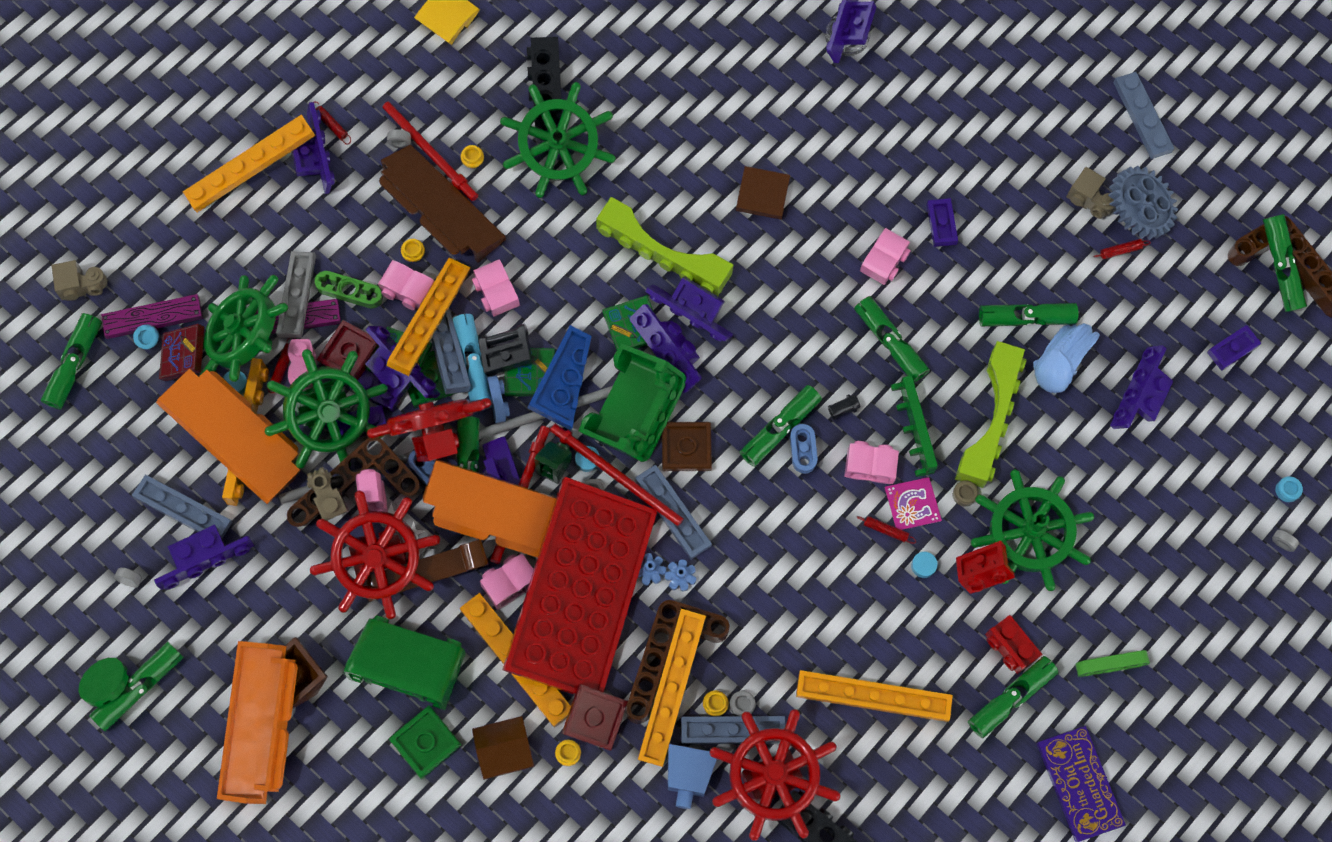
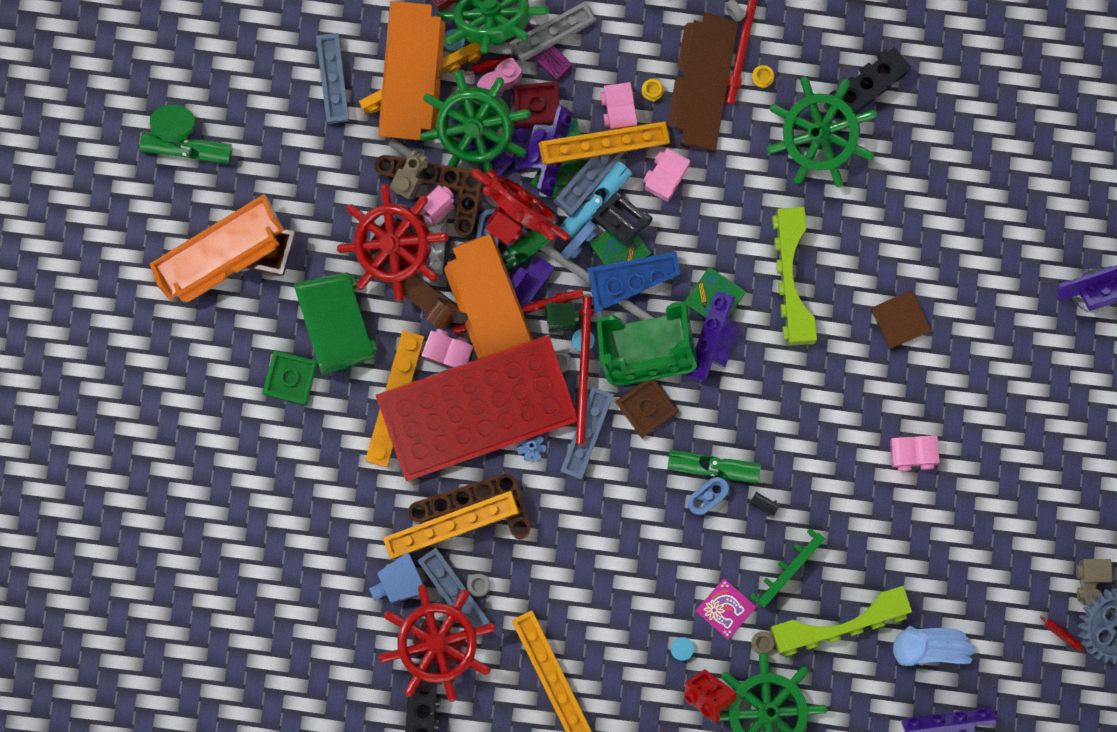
camera: 55 degrees right, 10 degrees up
(128, 577) = (256, 80): light grey tile -> none
(198, 553) = (310, 116): dark purple bracket -> none
(330, 290) = (597, 80): bright green beam -> none
(502, 747) = (324, 435): reddish brown slope -> none
(568, 752) = (353, 484): yellow plate -> none
(594, 717) = (391, 485): dark red tile -> none
(680, 575) = (543, 478): medium blue plant -> none
(695, 304) = (763, 333): dark purple bracket -> none
(715, 703) = (464, 565): yellow plate -> none
(871, 463) = (733, 555): bright pink brick -> none
(886, 529) = (689, 602): red piece -> none
(899, 349) = (844, 513): green piece -> none
(942, 222) = (978, 477): dark purple plate -> none
(1042, 314) = (958, 609): green piece -> none

